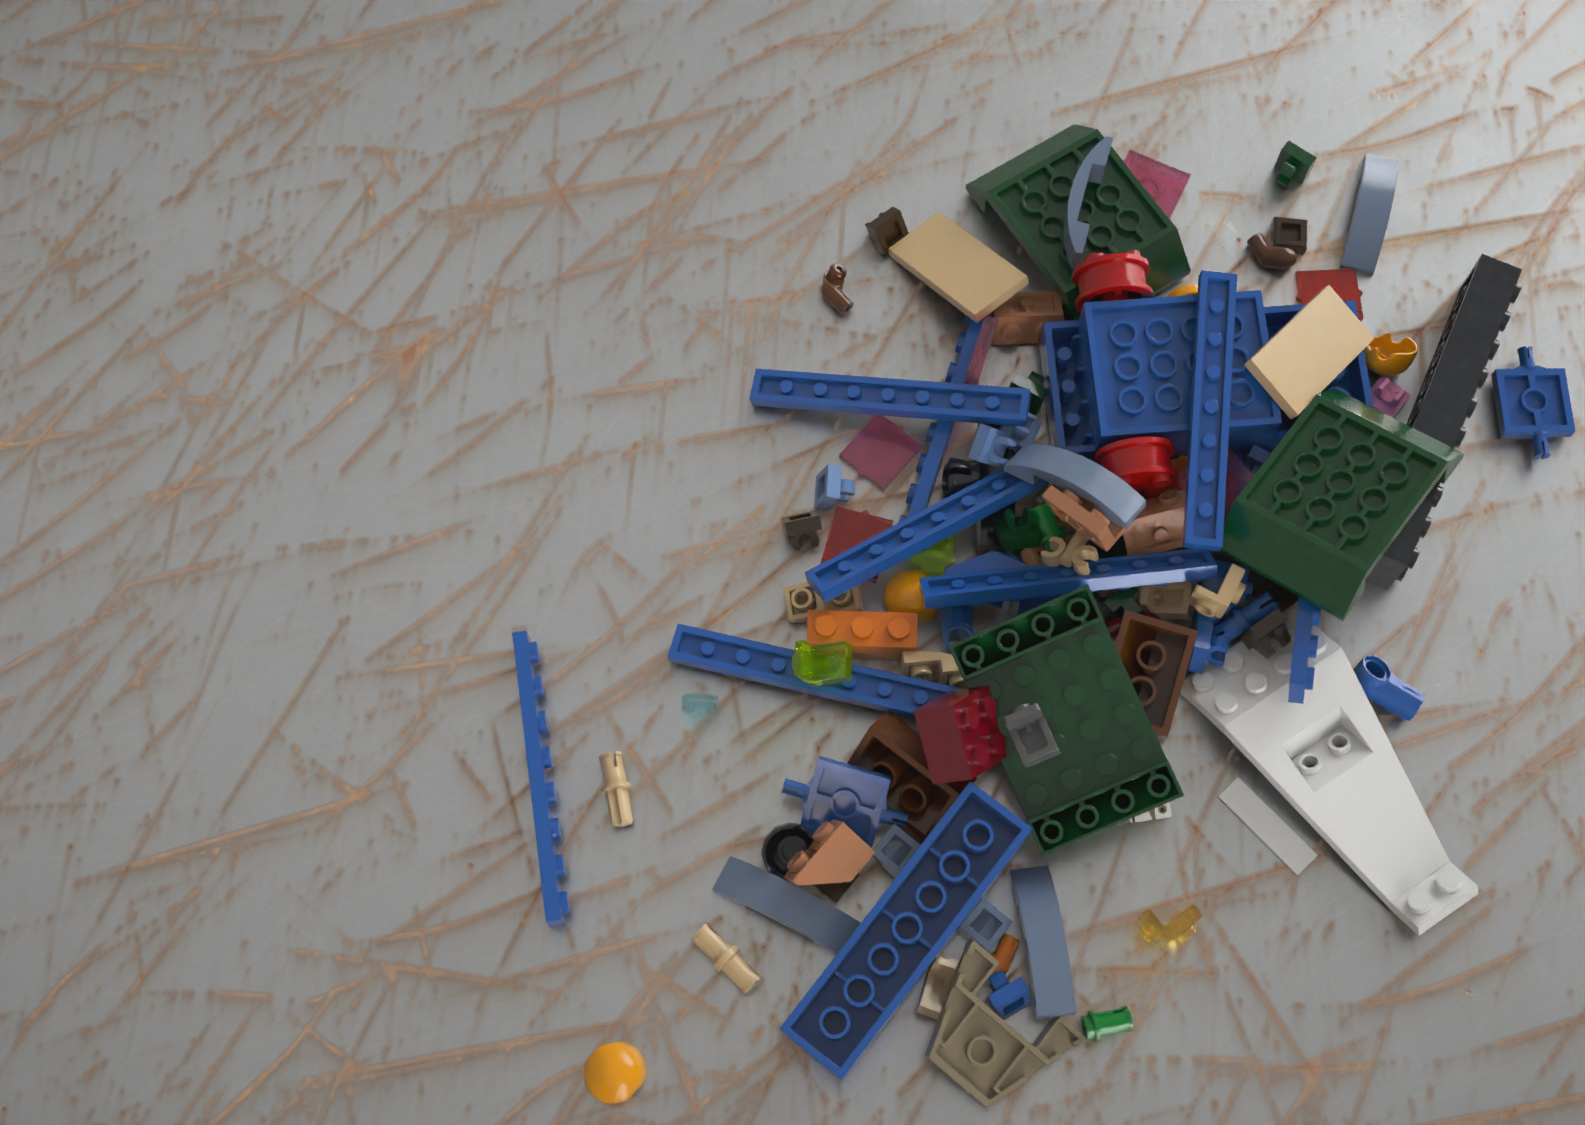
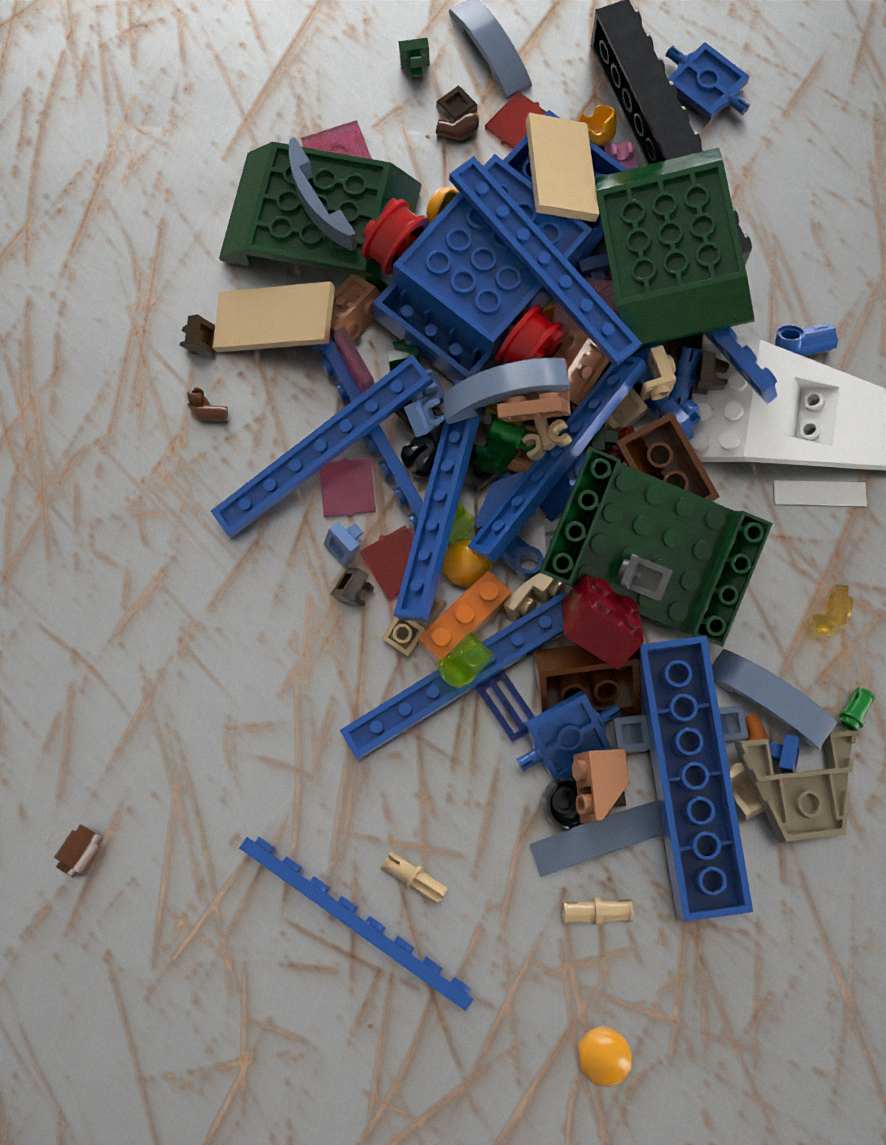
camera: 45 degrees left, 5 degrees up
(401, 522) = (78, 851): none -> reddish brown brick
(699, 703) = (408, 767): clear light blue tile -> none
(831, 706) = (492, 682): none -> clear blue tile

